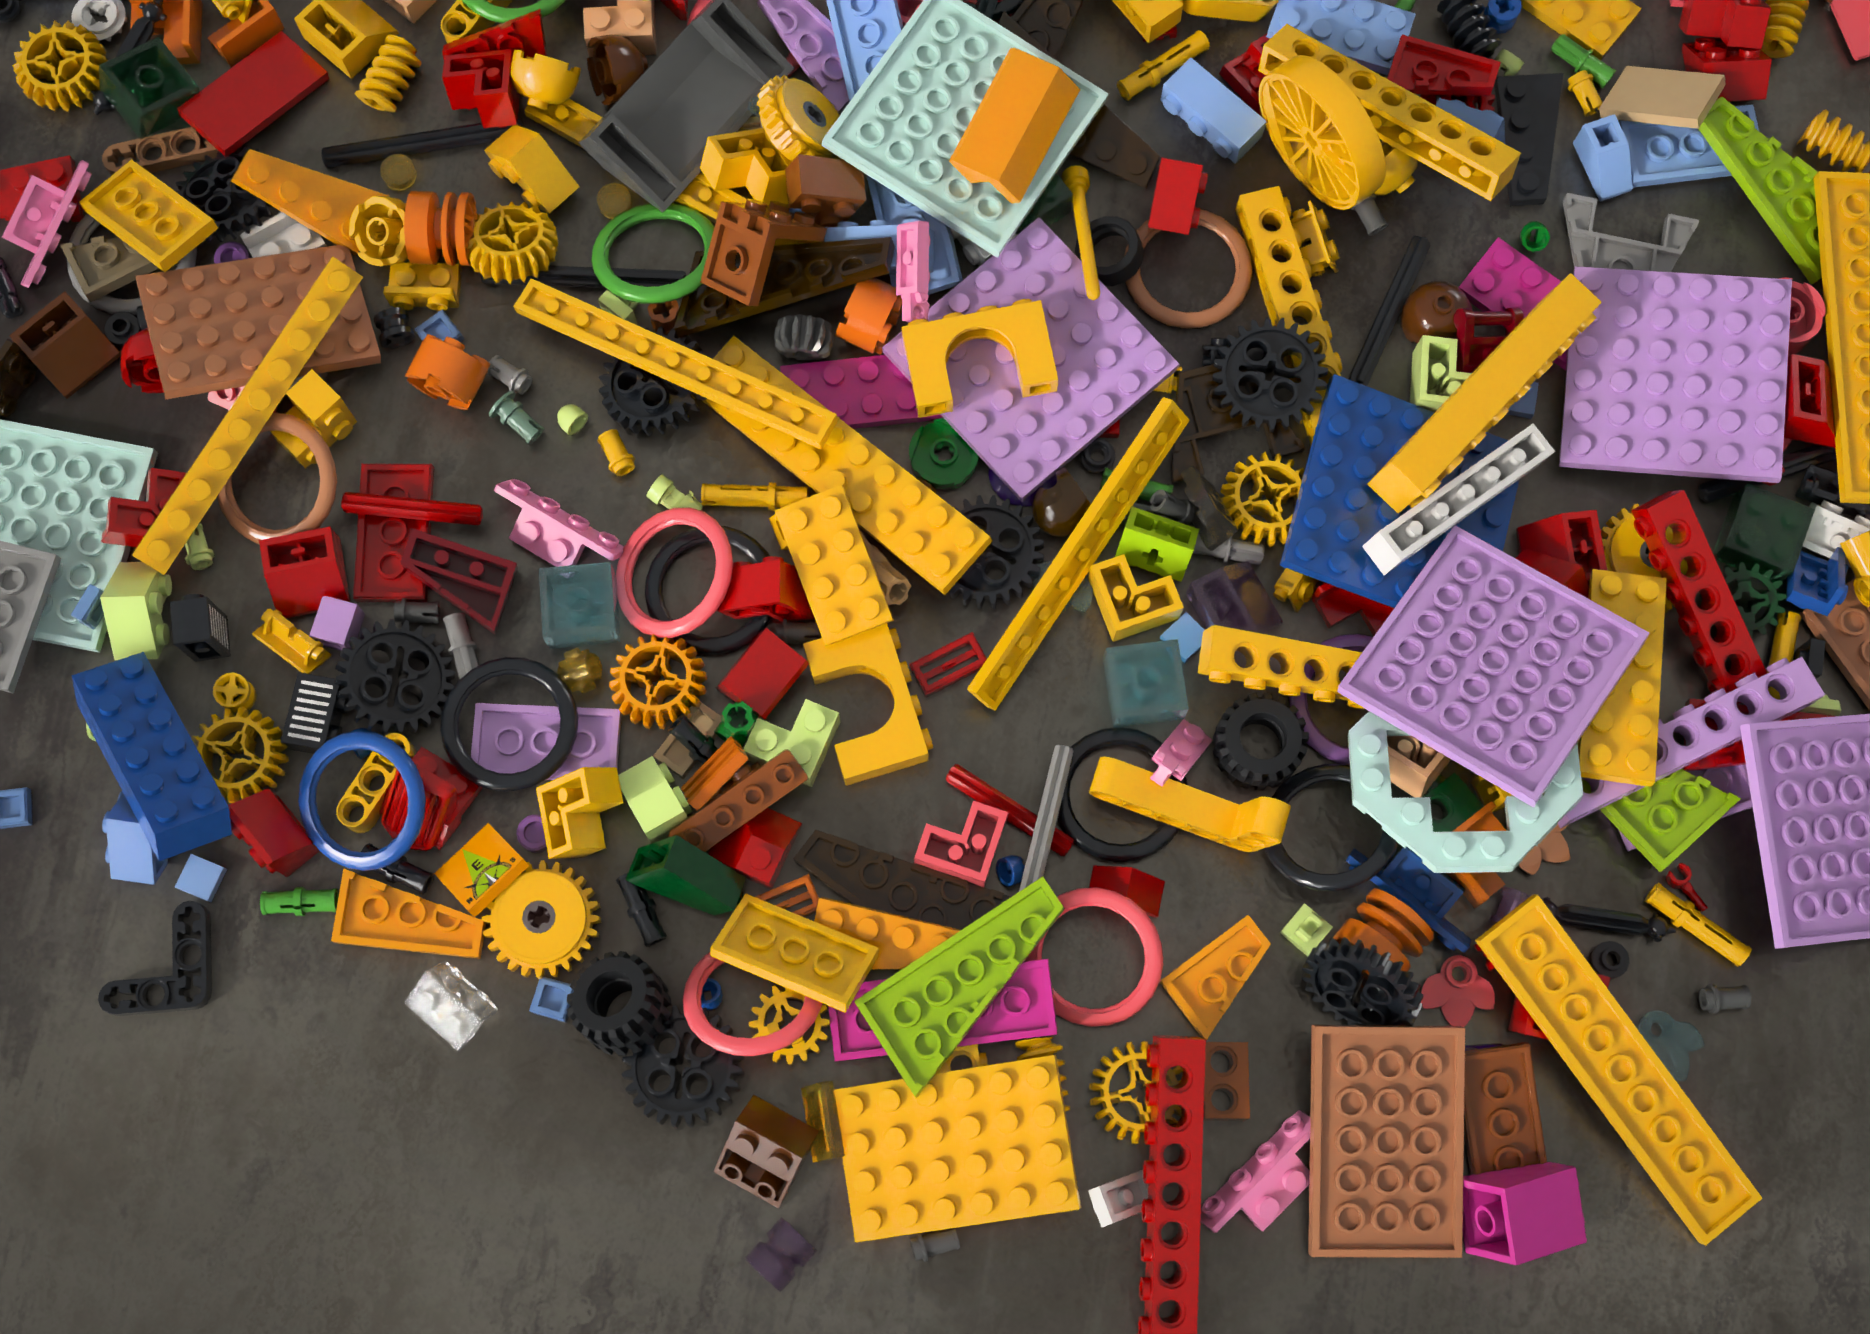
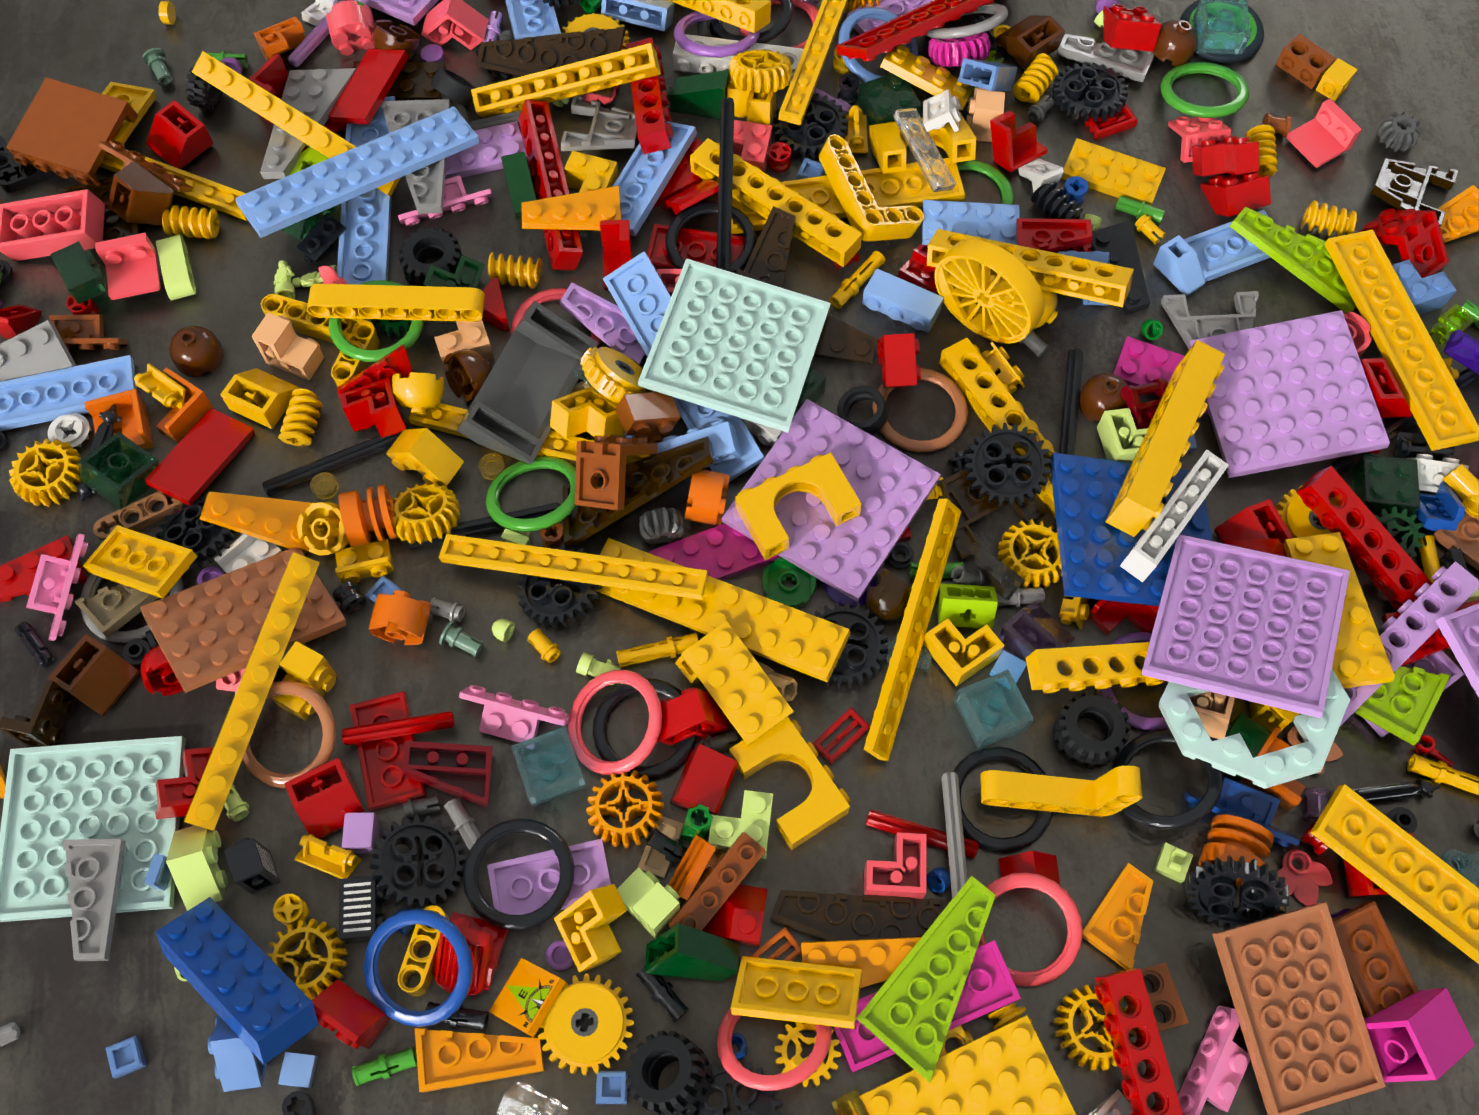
camera: 15 degrees left, 10 degrees down
(580, 670) = (562, 816): clear yellow gear -> none
(913, 269) = (731, 453): bright pink hinge -> none
(1015, 124) = (773, 337): light orange slope -> none
(1078, 182) = (824, 368): yellow piece -> none
(1179, 752) = (1036, 753): bright pink hinge -> none
(1663, 96) = (1205, 217): tan tile -> none

